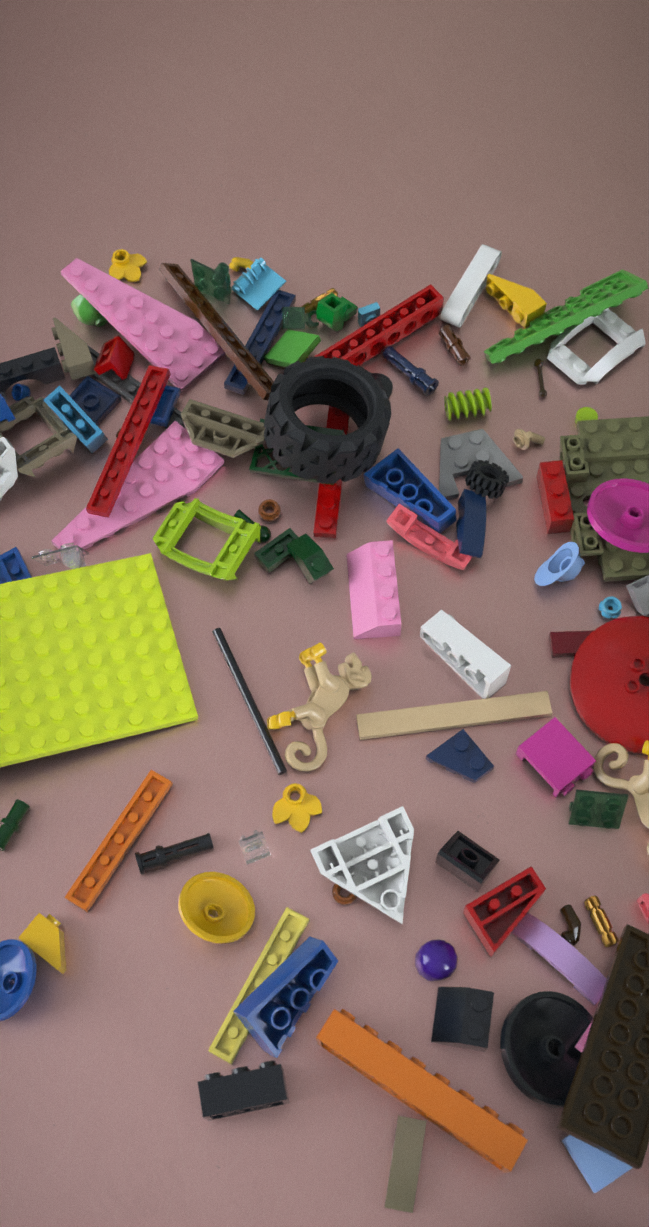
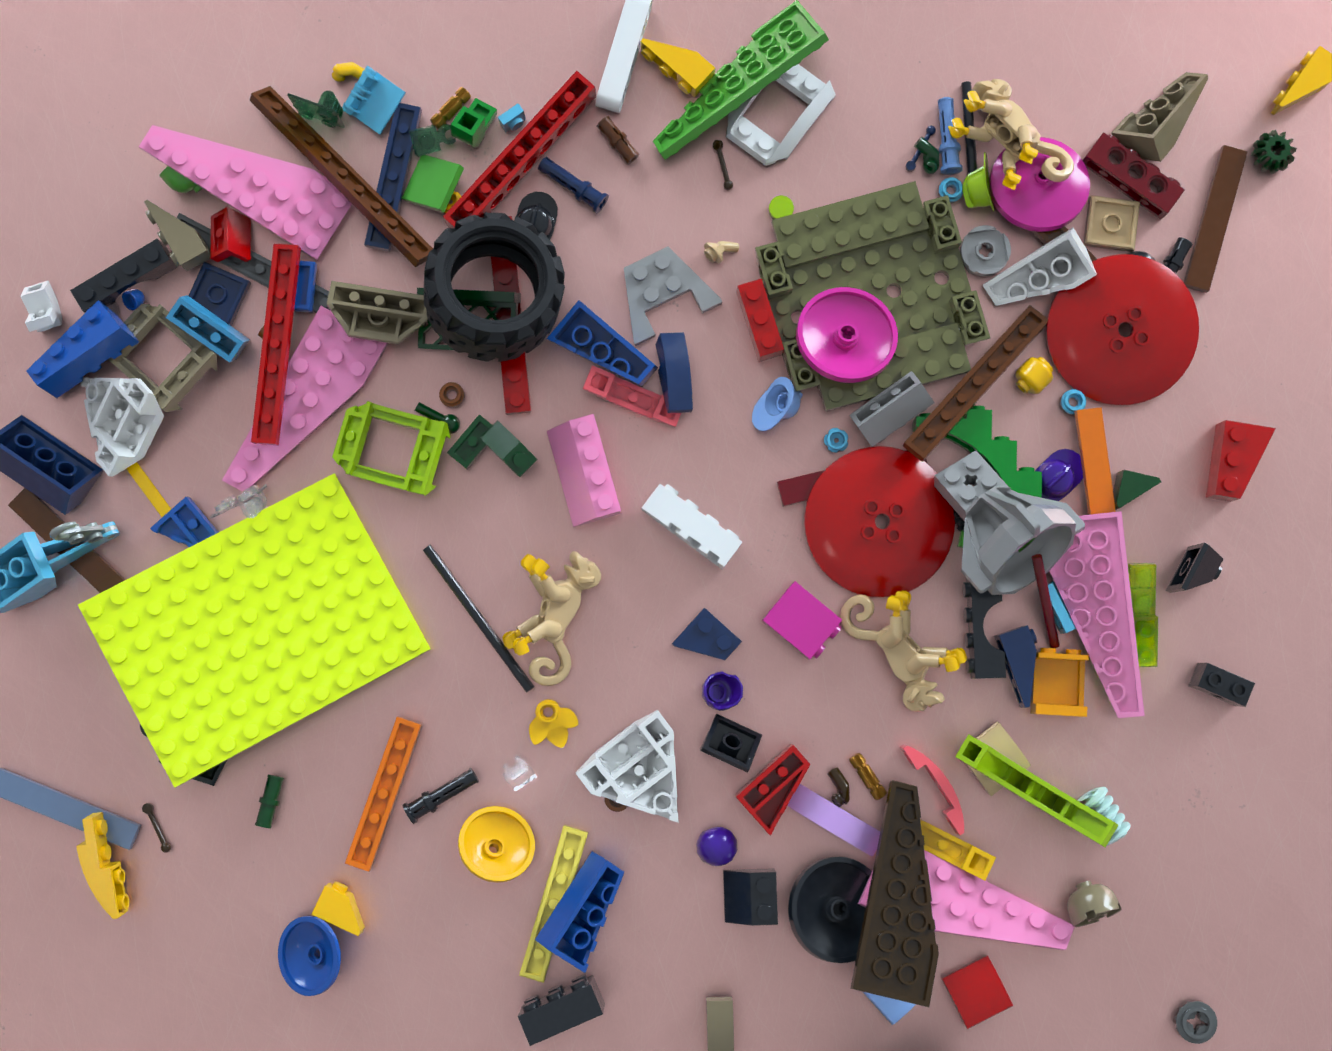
camera: 15 degrees left, 20 degrees up
(126, 265) = (211, 102): yellow plate -> none
(422, 1091) = (723, 974): orange brick -> none
(453, 715) = (692, 593): tan tile -> none
(467, 402) = (645, 218): lime piece -> none
(467, 807) = (722, 691): none -> dark purple hair
(487, 479) = (685, 304): black tyre -> none
(597, 809) = (840, 671): clear green hinge -> none

